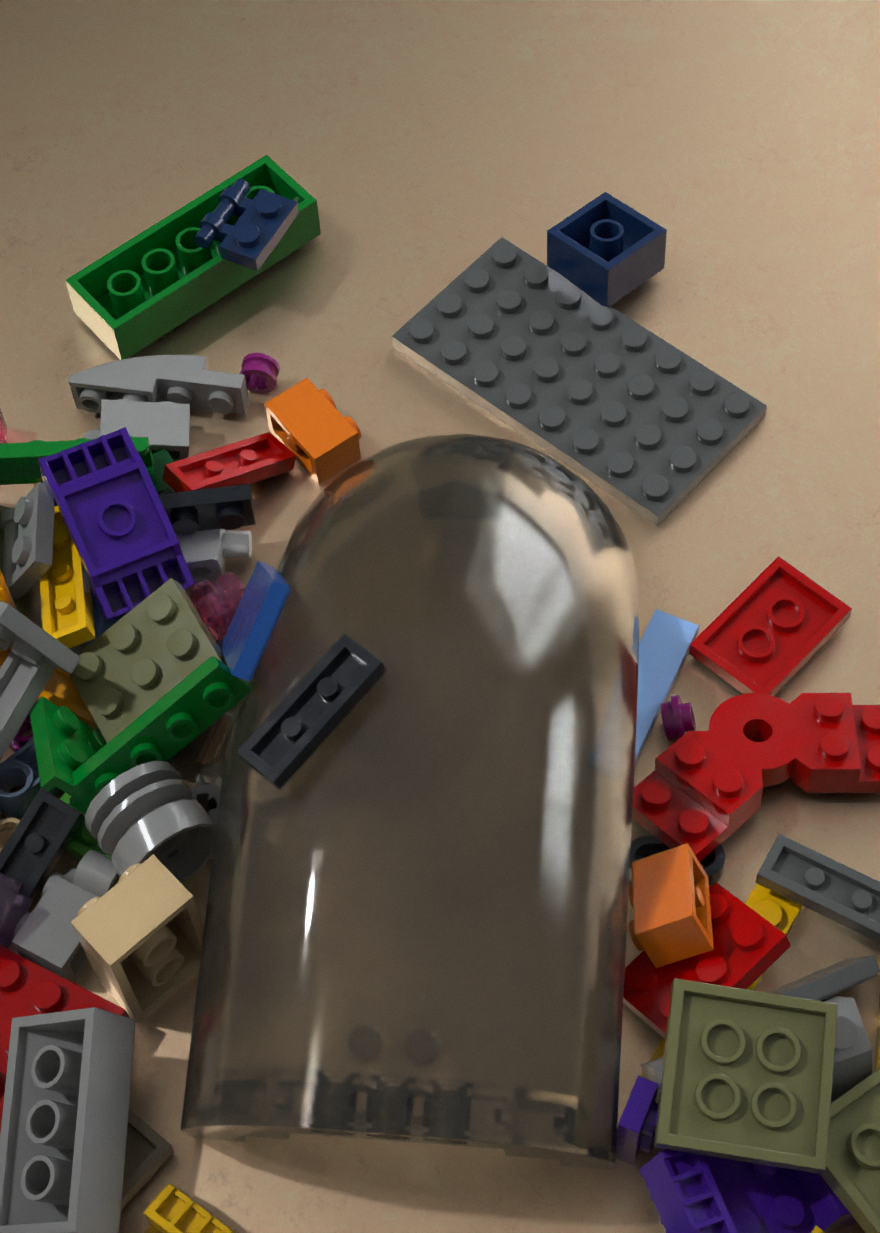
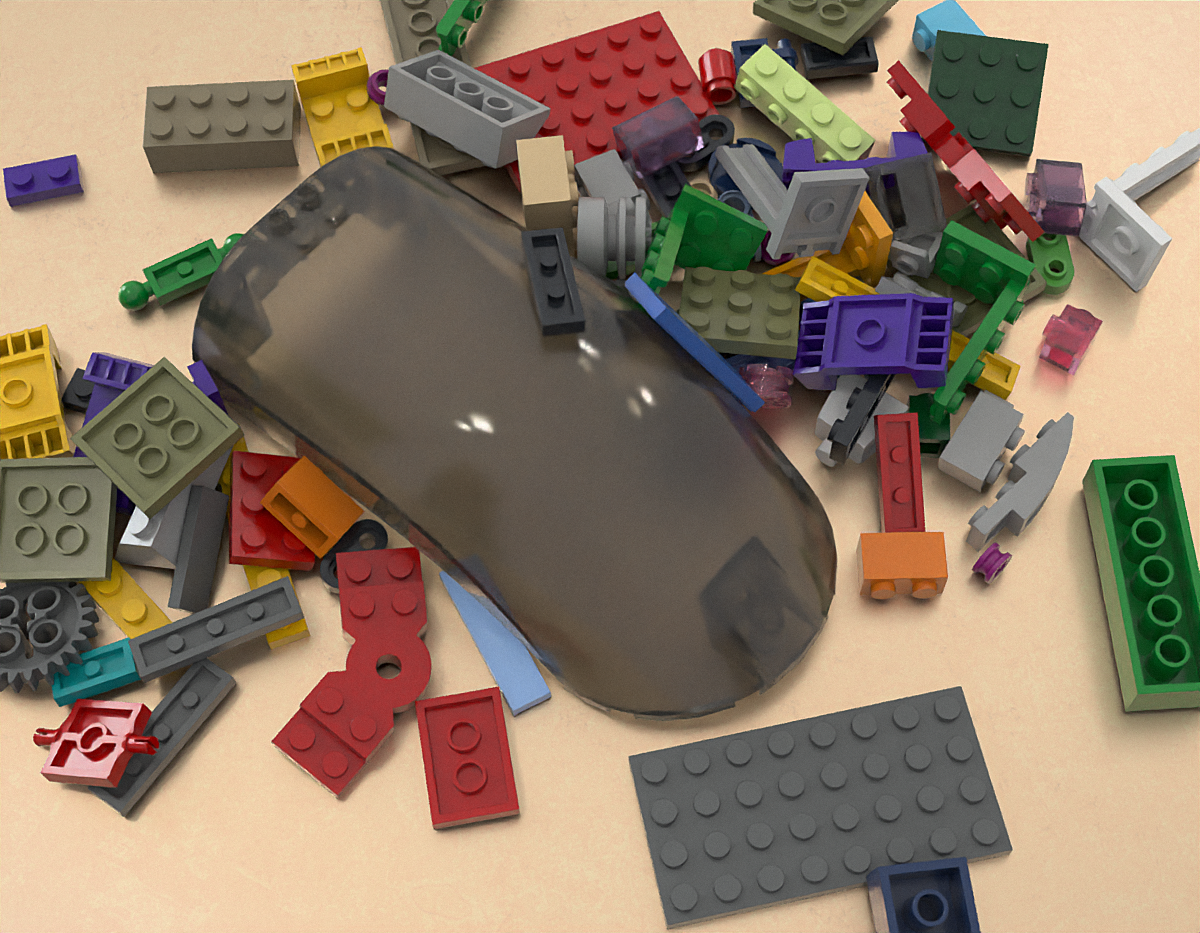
camera: 125 degrees right, 5 degrees up
(256, 231) = (1128, 621): dark blue plate -> none
(677, 718) = (451, 636): magenta plate -> none

